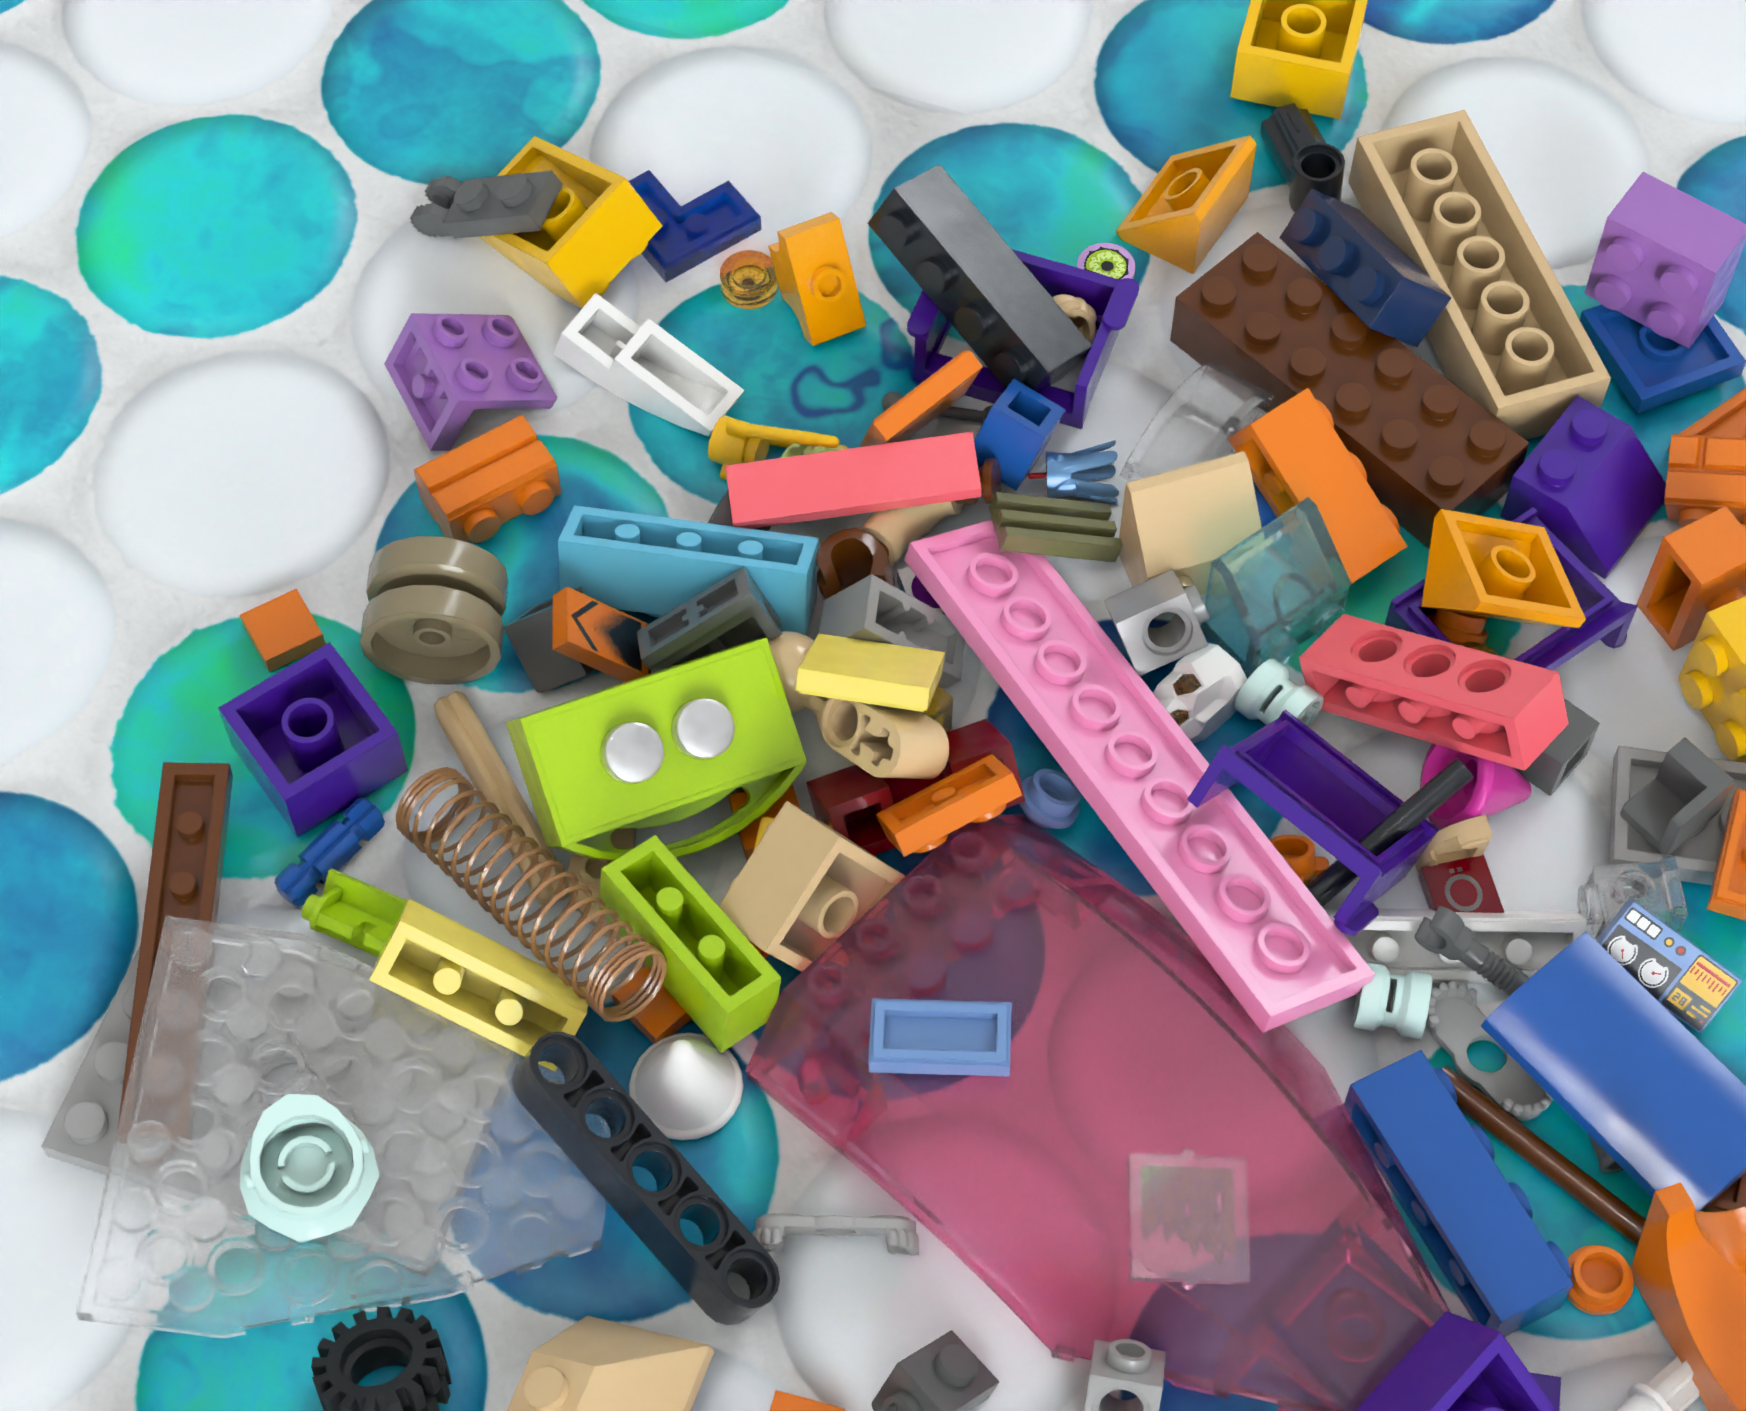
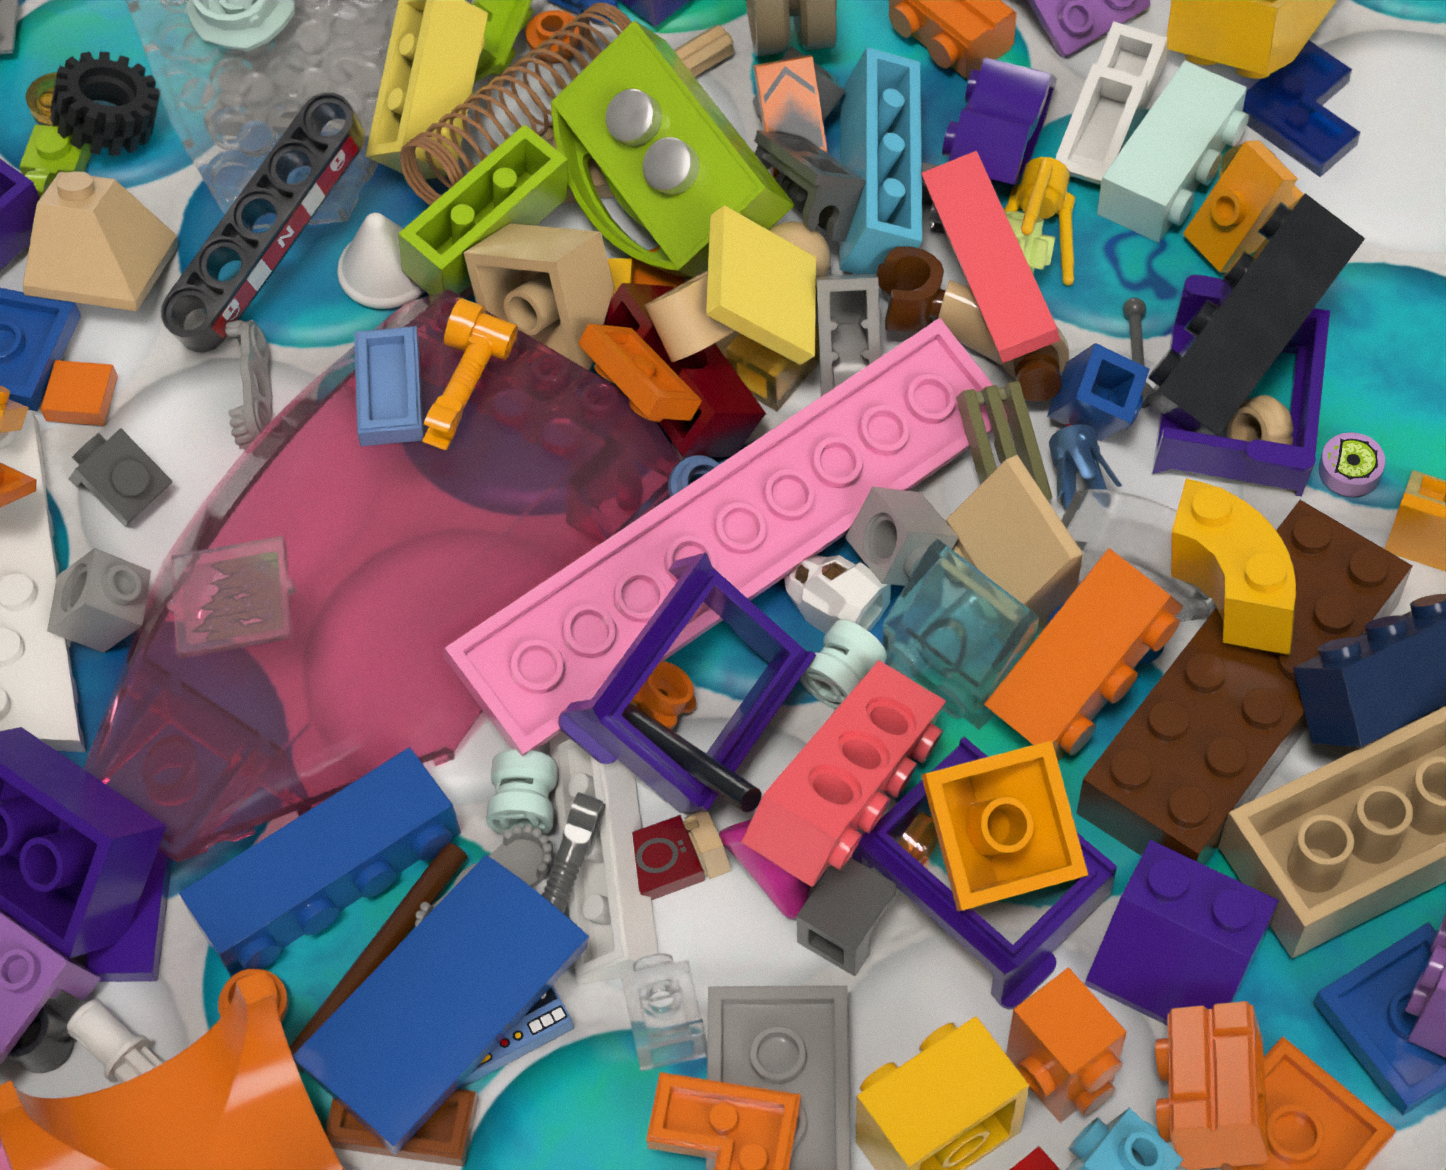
camera: 85 degrees right, 0 degrees up
(406, 883) = (544, 26): none -> orange plate
(649, 459) = (1001, 118): none -> dark purple brick
(723, 325) = (1173, 152): none -> light aqua brick
(890, 939) = (479, 338): none -> light orange brick
(924, 401) = (1097, 300): orange tile -> none
(1272, 337) = (1237, 563): none -> yellow brick
(1669, 965) = (585, 1038): tile -> none
(1679, 799) = (773, 1033): dark grey panel -> none

